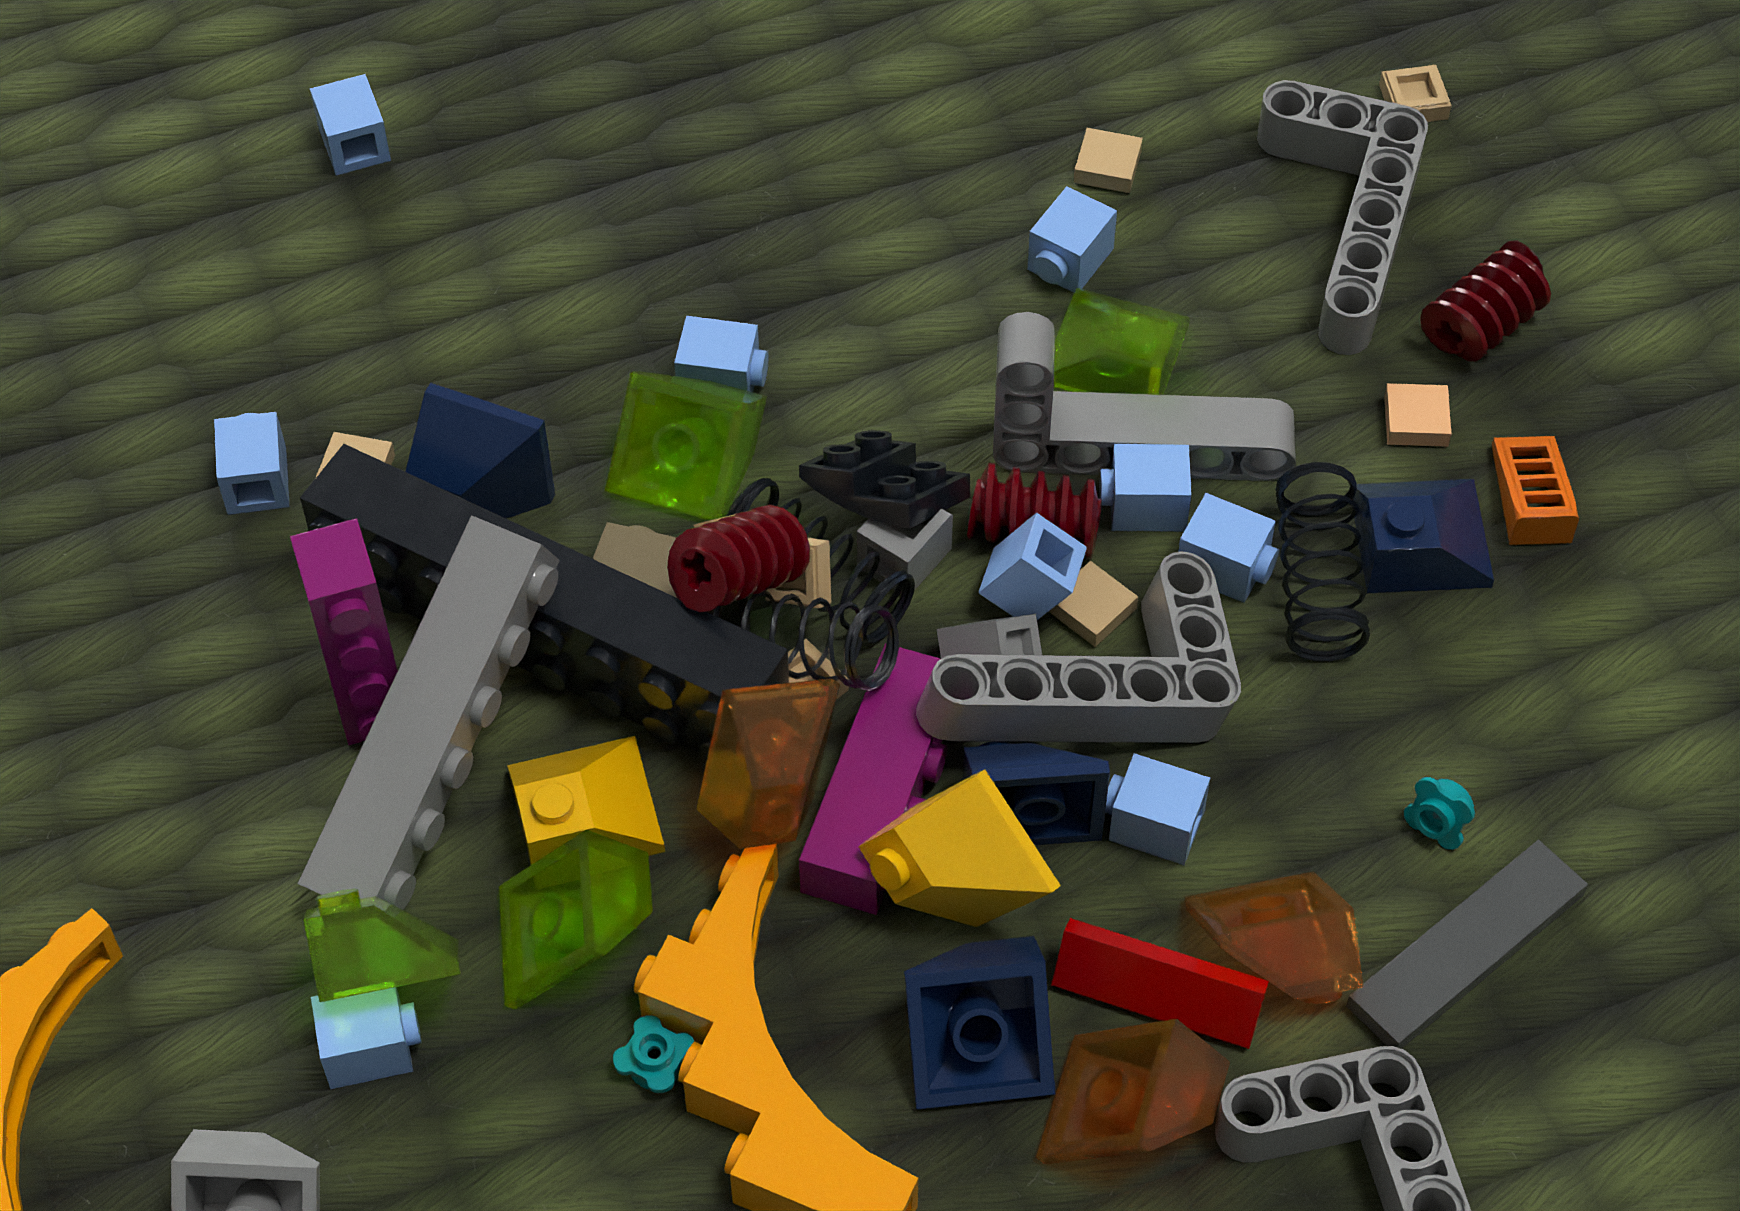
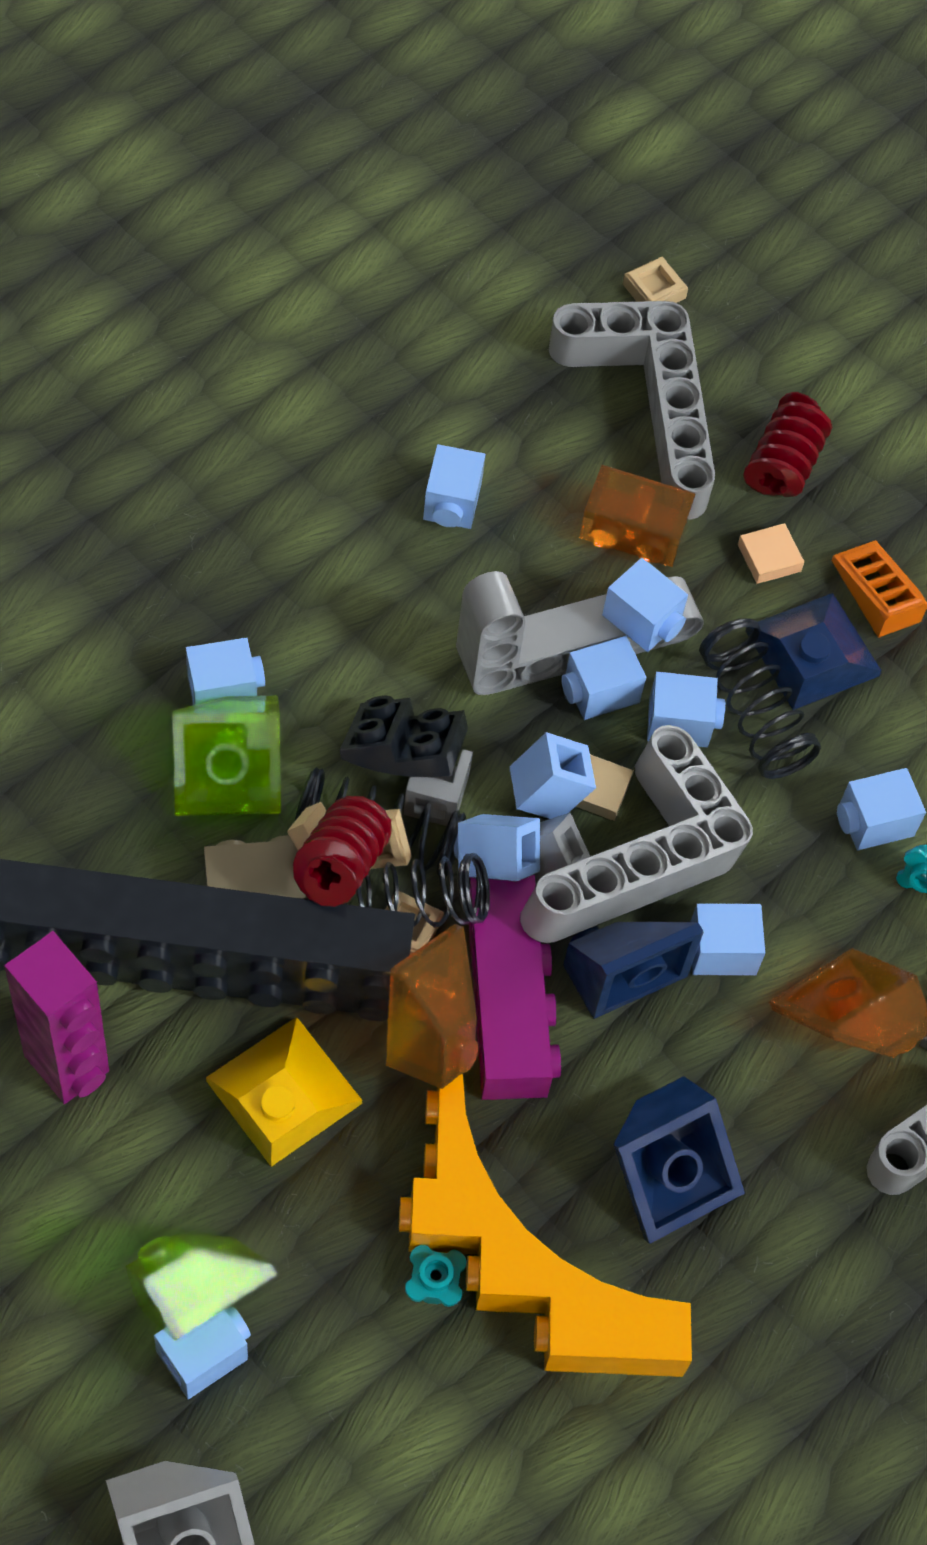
camera: 30 degrees left, 5 degrees up
(433, 715) = (152, 1069): light grey brick -> none
(482, 452) = (73, 821): dark blue slope -> none
(570, 912) = (322, 1189): clear neon green slope -> none
(931, 618) = (504, 844): none -> light blue brick
(960, 856) = (610, 1032): yellow slope -> none
(1012, 504) = (526, 721): dark red piece -> none
(1108, 160) = (447, 408): tan tile -> none
(1116, 346) = (536, 558): clear neon green slope -> none
(1132, 1092) = (806, 1176): clear orange slope -> none
(1159, 982) = (789, 1078): red tile -> none
(1220, 414) = (645, 605): none -> light blue brick
(1271, 328) = (636, 516): none -> clear orange brick
(1414, 727) = (880, 809): none -> light blue brick

